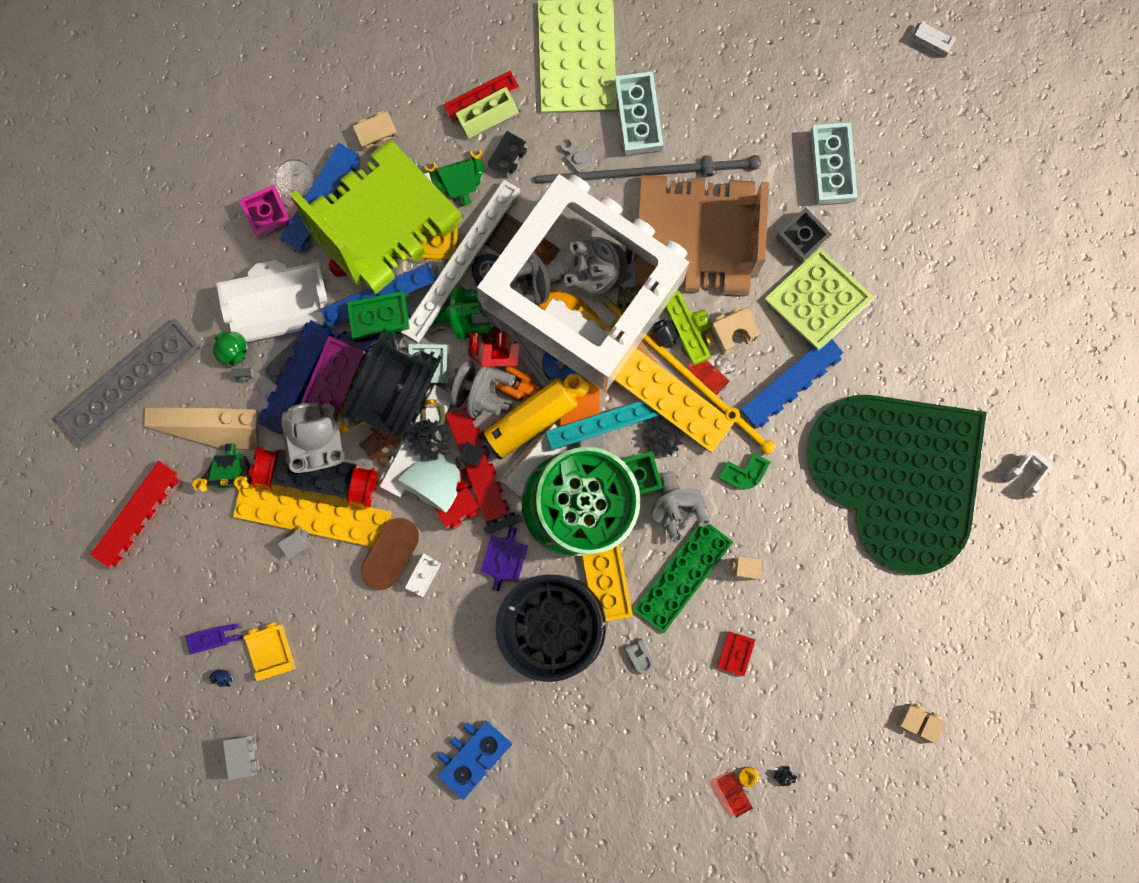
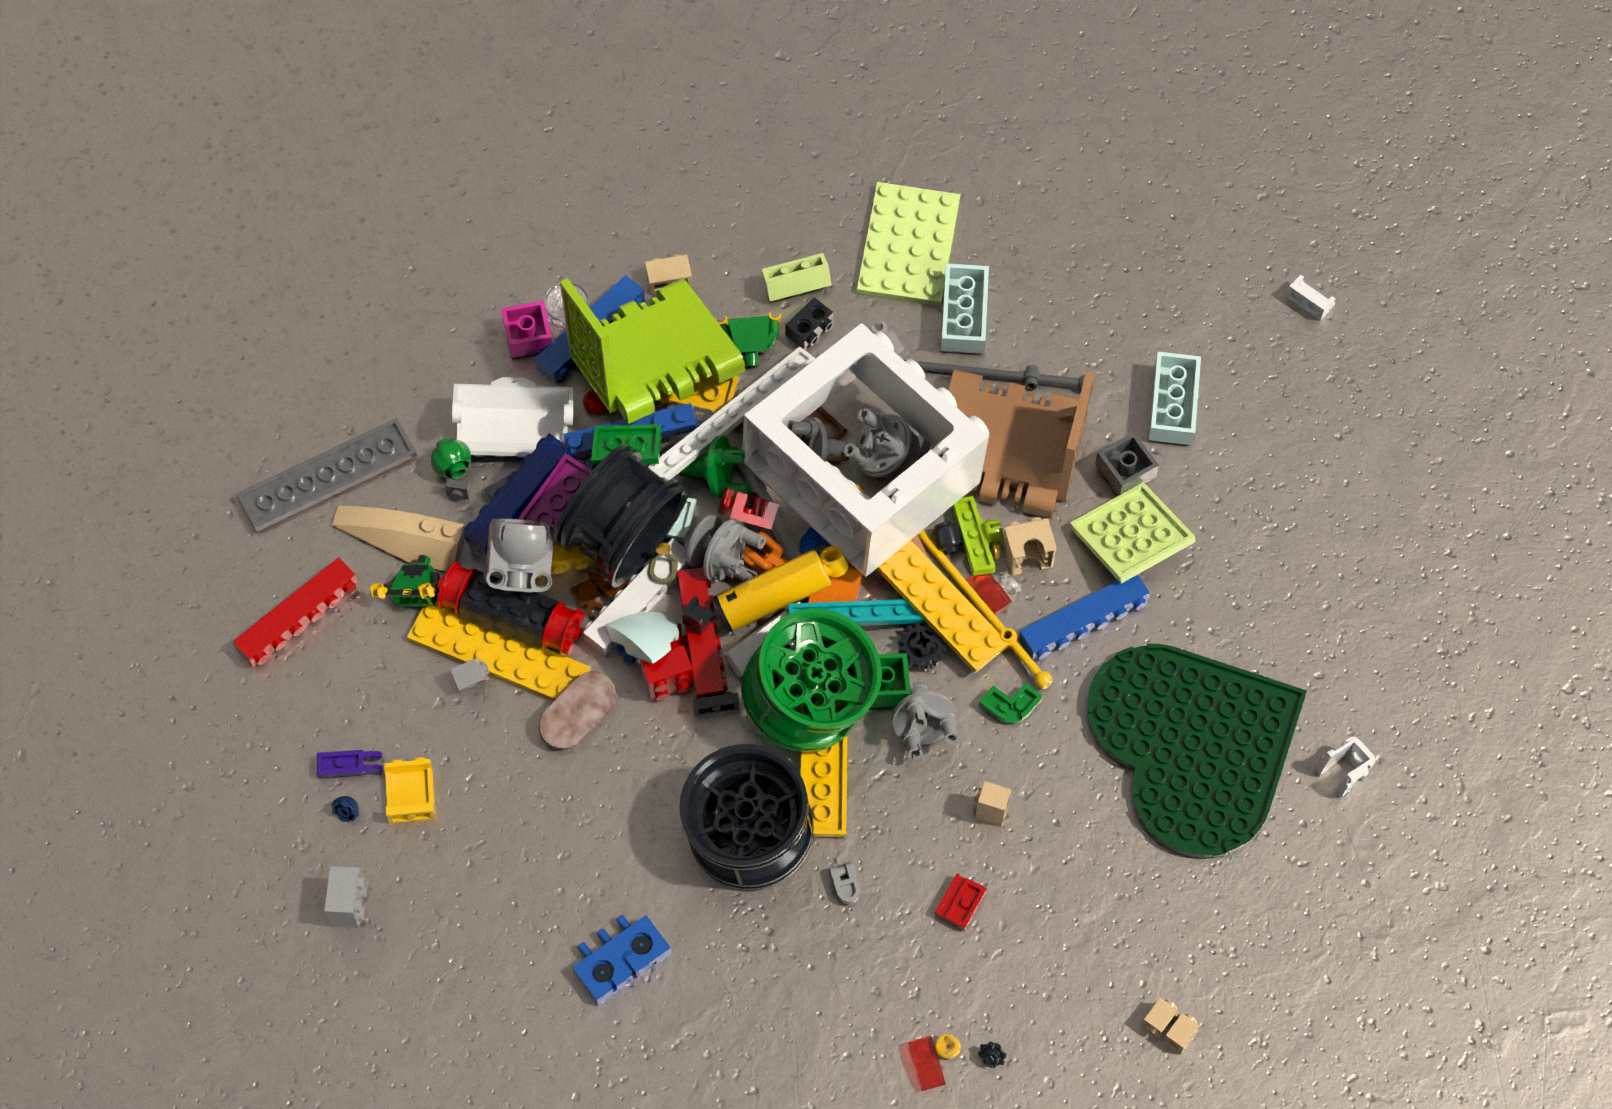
camera: 10 degrees right, 20 degrees down
(423, 575) = (609, 741): white hinge -> none
(432, 432) = (653, 599): black gear -> none
(461, 102) = (826, 248): red plate -> none
(504, 558) = (706, 737): dark purple plate -> none
(683, 576) = (915, 803): green plate -> none

